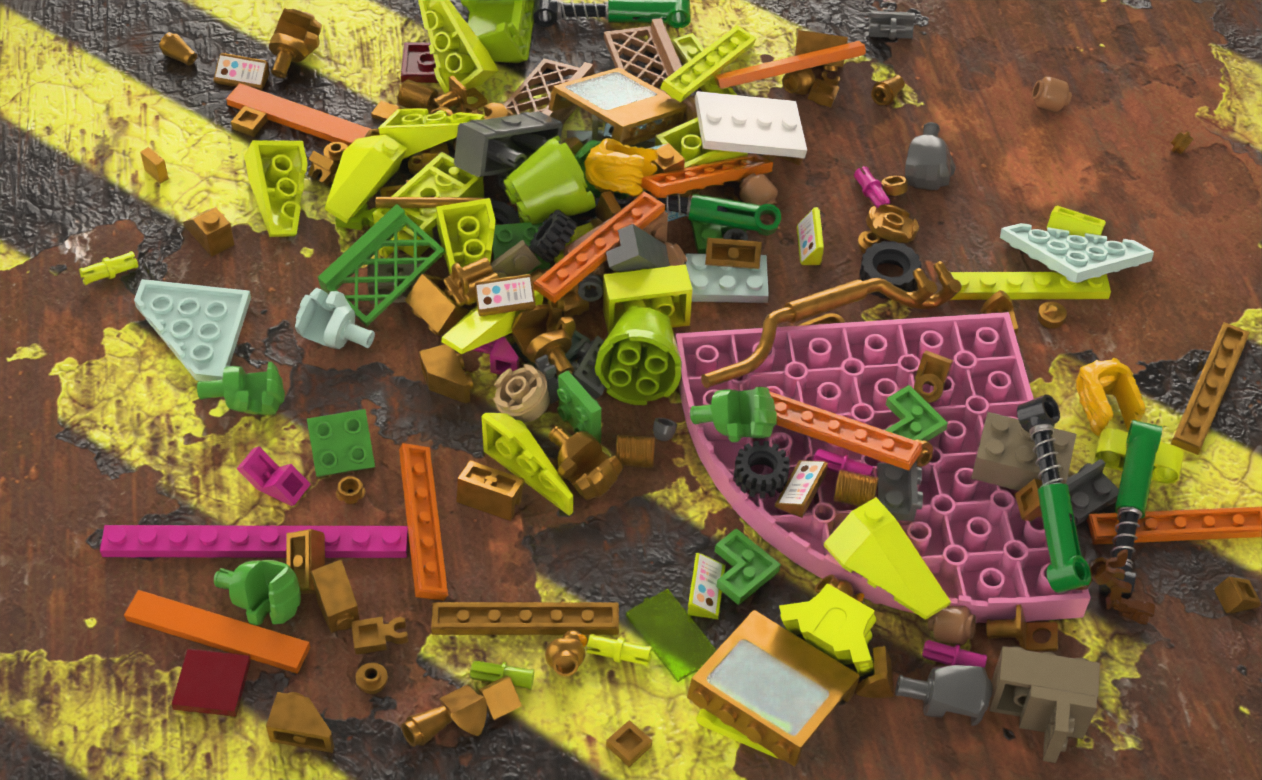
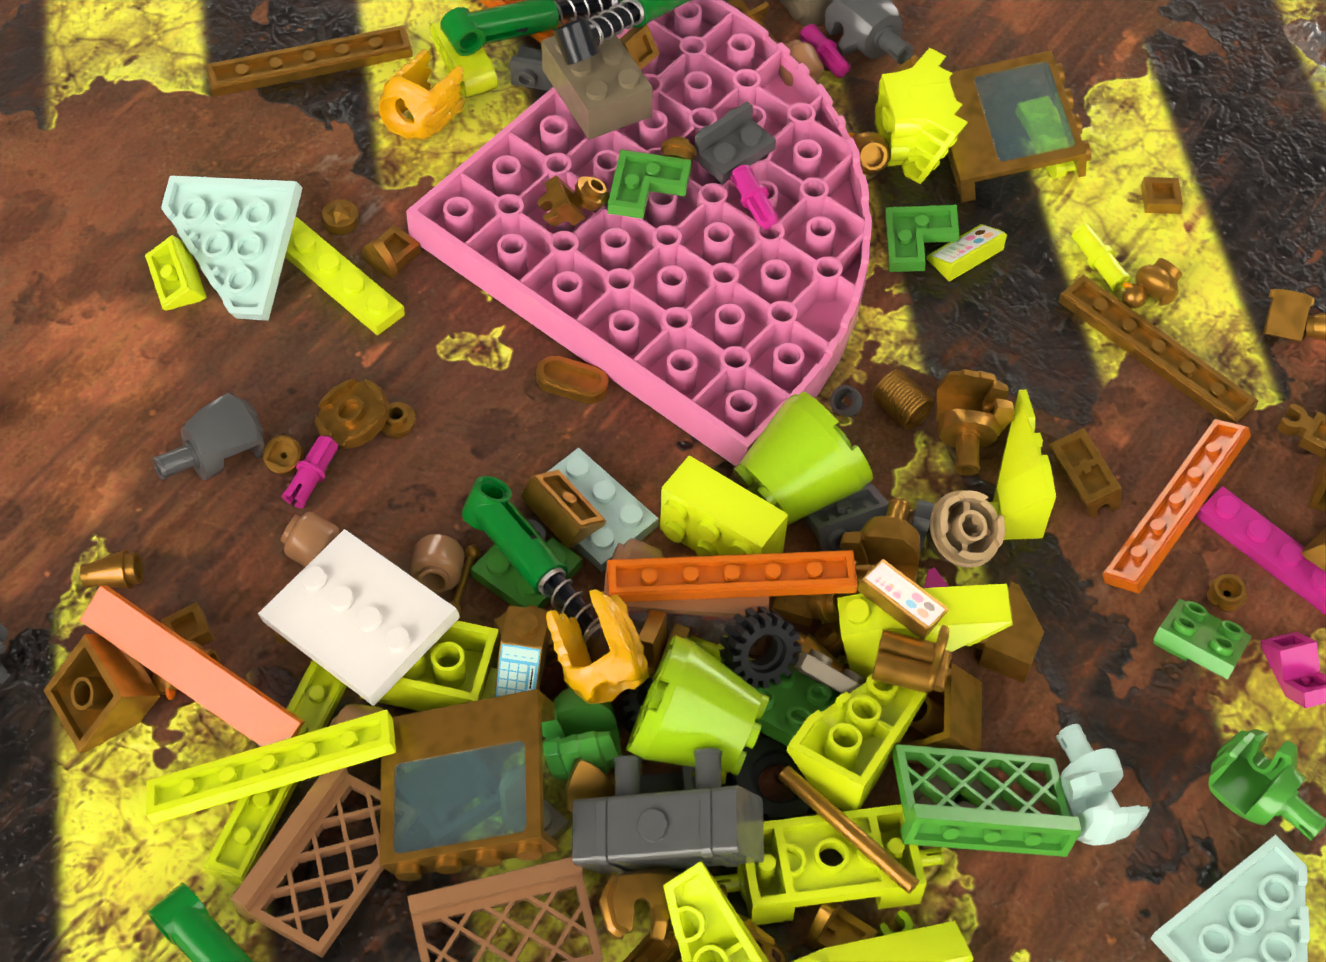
camera: 135 degrees left, 5 degrees up
(492, 672) = (1224, 316): lime axle -> none
(500, 697) = (1247, 297): pearl gold tile -> none
(578, 406) = (923, 462): bright green plate -> none
(637, 251) = (705, 533): dark grey piece -> none
(671, 634) = (1035, 244): clear neon green piece -> none
(705, 175) = (490, 596): orange plate -> none
(739, 413) = (799, 298): bright green piece -> none
(766, 456) = (832, 263): black tyre -> none
(802, 487) = (813, 209): slope -> none
(810, 238) = (451, 471): slope -> none
(825, 159) = (307, 537): none -> medium nougat head
(834, 298) = (569, 359): pearl gold piece -> none
(846, 432) = (731, 220): orange tile -> none
(855, 488) = (774, 165): pearl gold piece -> none
(880, 551) = (817, 111): neon yellow wedge -> none
(894, 254) = (424, 347): black tyre -> none

